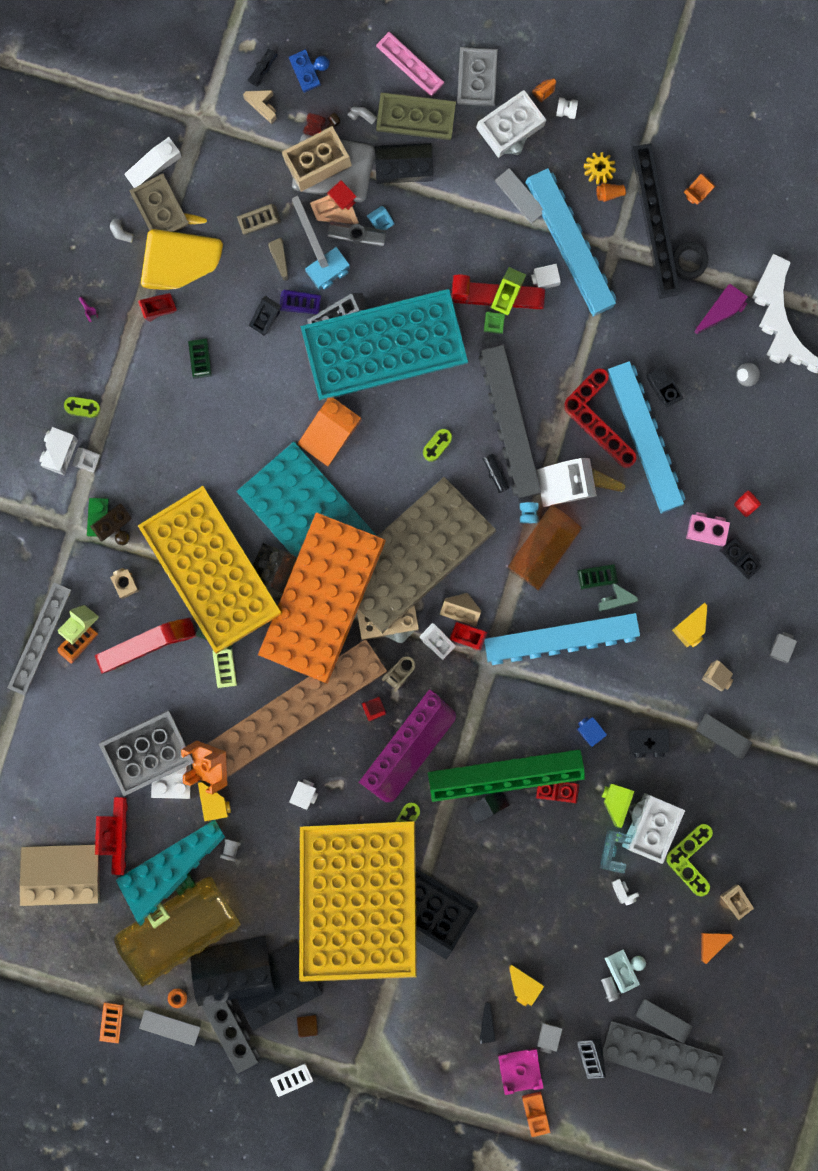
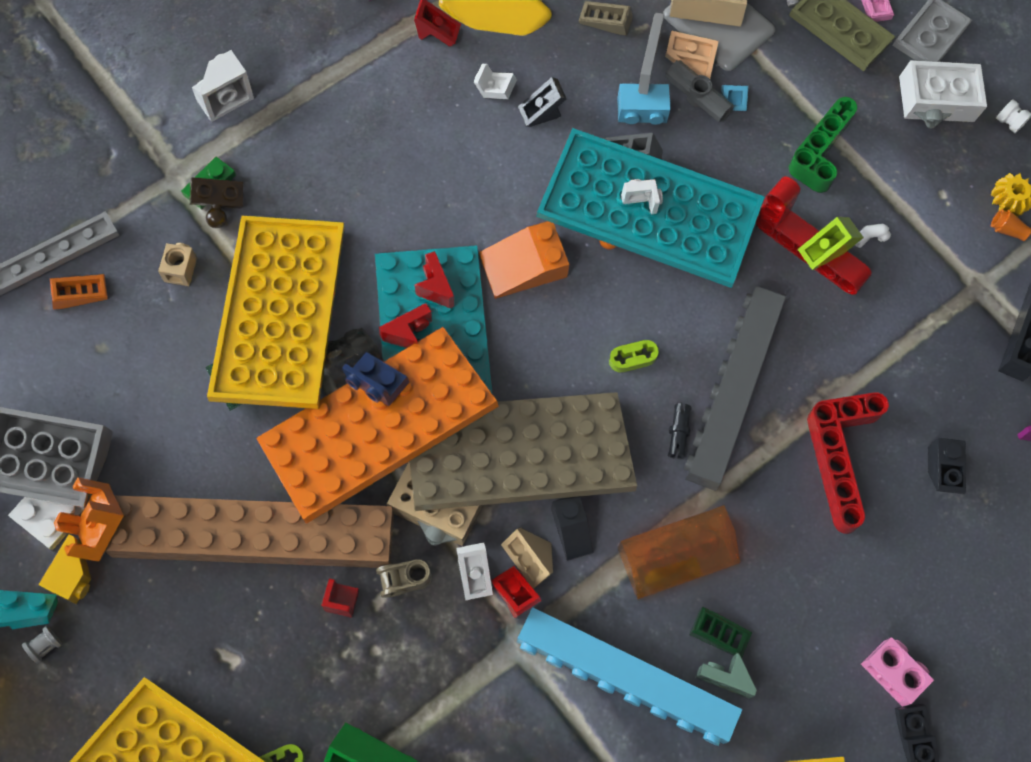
camera: 30 degrees right, 15 degrees down
(77, 624) = (98, 269): yellowish green slope -> none
(81, 411) = (280, 73): lime beam -> none
(86, 459) = (245, 121): white slope -> none
(145, 643) = (146, 334): beam -> none
(201, 373) = (439, 119): dark green slope -> none
(224, 322) = (494, 84): none -> white bracket
(225, 683) = (204, 424): yellowish green slope -> none
(277, 250) = (603, 55): dark tan slope -> none
(292, 532) = (401, 329): none -> red slope
(294, 488) = (436, 286): none -> red slope
(300, 295) = (588, 107): dark purple slope -> none
(303, 573) = (376, 379): none -> dark blue bracket
(304, 794) = (179, 641): white brick -> none
(342, 196) = (711, 40): red brick -> none
(371, 344) = (642, 191): none -> white bracket
(404, 163) = (796, 62): black slope -> none
(409, 747) = (343, 673): magenta windscreen -> none
(459, 212) = (824, 139): none -> green beam
(474, 576) = (572, 527): none -> black slope
(494, 322) = (789, 272): bright green plate -> none
(519, 195) = (903, 169): light grey tile -> none
(526, 257) = (880, 231): none -> white arm
(529, 512) = (689, 499): medium azure wheel -> none
(544, 89) = (1003, 81): orange slope -> none
(546, 277) = (882, 262): white brick -> none
(566, 482) = (760, 492): white slope -> none
(571, 242) = (933, 248): medium azure brick -> none
(606, 482) = (800, 522): clear yellow slope -> none
(645, 437) = (886, 512): medium azure brick -> none
(747, 503) = (970, 673): red slope -> none

